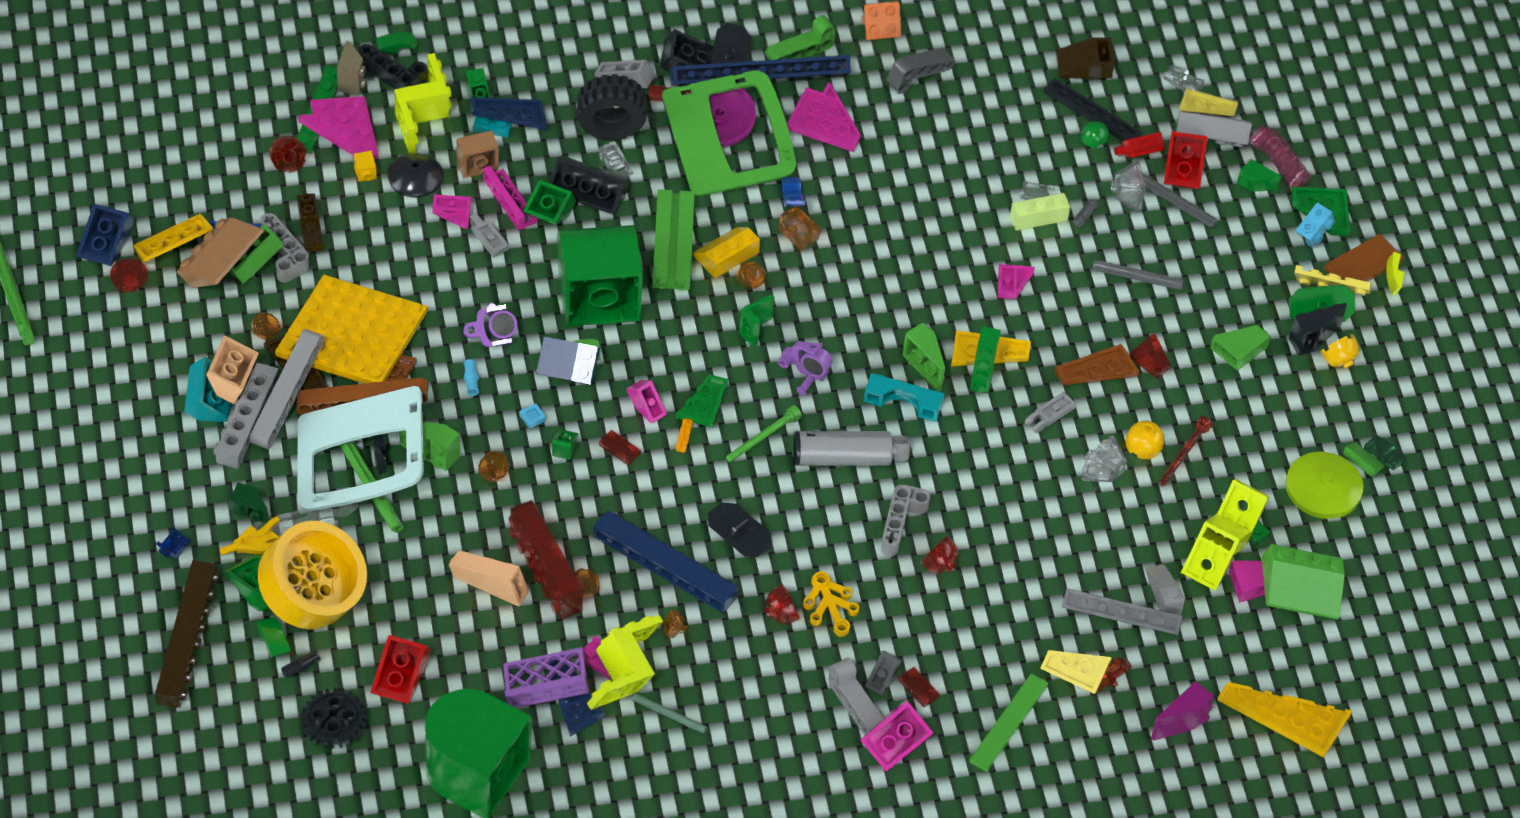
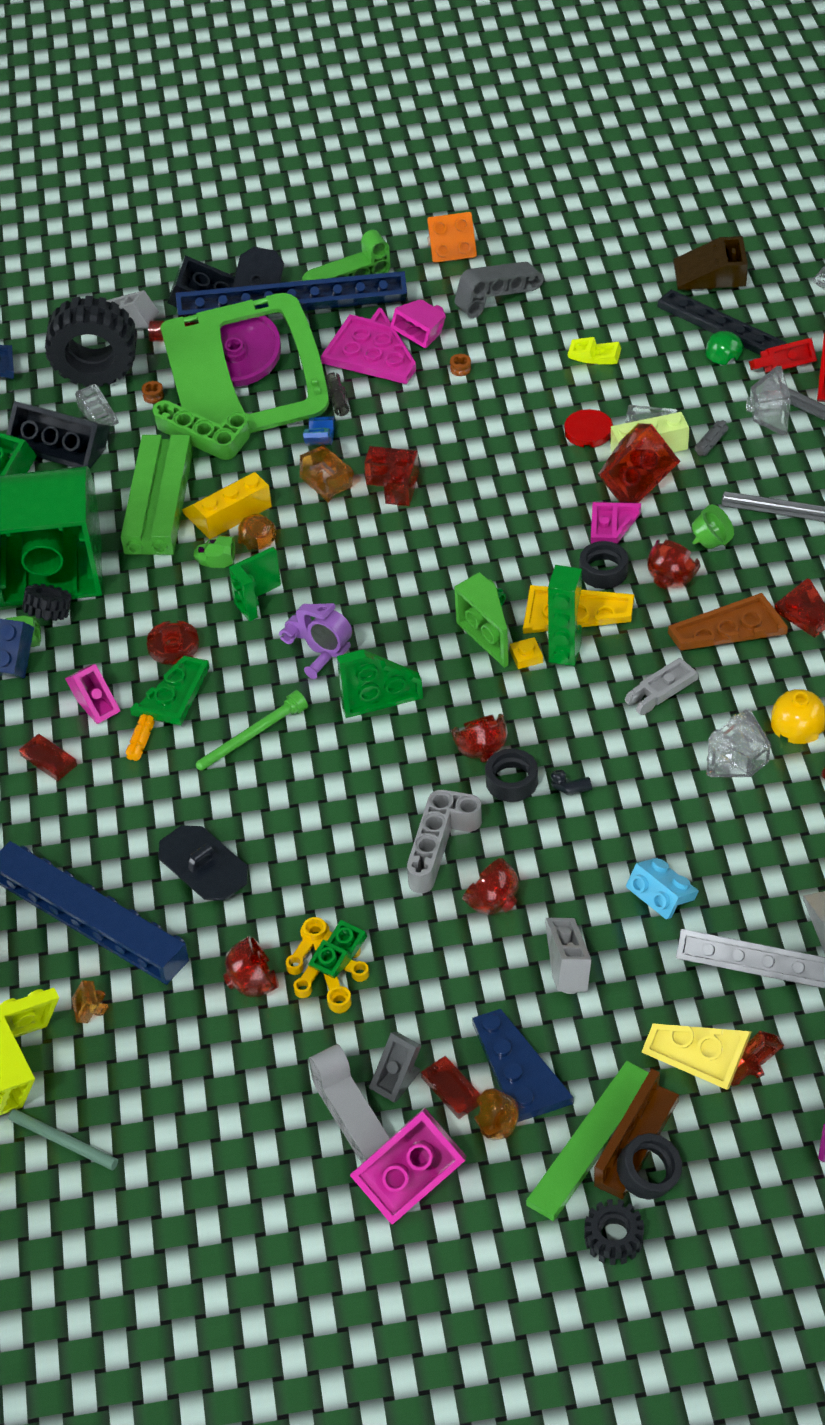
camera: 10 degrees right, 5 degrees down
(604, 327) = (46, 602): none -> black tyre
(657, 144) = (152, 392): none -> dark orange bush
(677, 175) = (218, 440): none -> bright green beam
(693, 357) = (172, 641): none -> clear red plate
(722, 290) = (216, 552): none -> bright green rock
(801, 159) = (337, 394): none -> clear smoke pin
(839, 594) = (339, 950): none -> green slope
(848, 448) = (368, 743): light grey piece -> none
(850, 228) = (395, 471): none -> clear red brick
(851, 403) = (374, 683): none -> green plate
(861, 98) = (419, 321): none -> dark pink torso
(884, 389) = (484, 678): teal arch -> none
(894, 141) = (460, 365): none -> dark orange bush
(927, 446) = (481, 737): none -> clear red cylinder
(950, 462) = (507, 759): none -> black tyre
(950, 705) = (497, 1114): none -> clear orange hair
(954, 382) = (526, 653): none -> yellow plate
(961, 677) = (519, 1067): none -> dark blue wing
(987, 484) = (569, 786): none -> black arm
(991, 603) = (568, 955): none -> light grey slope
(992, 131) = (588, 351): none -> neon yellow slope
(993, 199) = (588, 428): none -> red tile
(1008, 304) = (603, 578): none -> black tyre
(1025, 769) = (614, 1248): none -> black tyre
(1032, 236) = (638, 464): none -> clear red slope
(1037, 721) = (645, 1115): none -> reddish brown fence
(1037, 748) = (665, 1151): none -> black tyre
(1051, 558) = (660, 886): none -> medium azure bracket
(1057, 319) = (671, 565): none -> clear red cylinder
(1086, 289) = (712, 527): none -> bright green piece

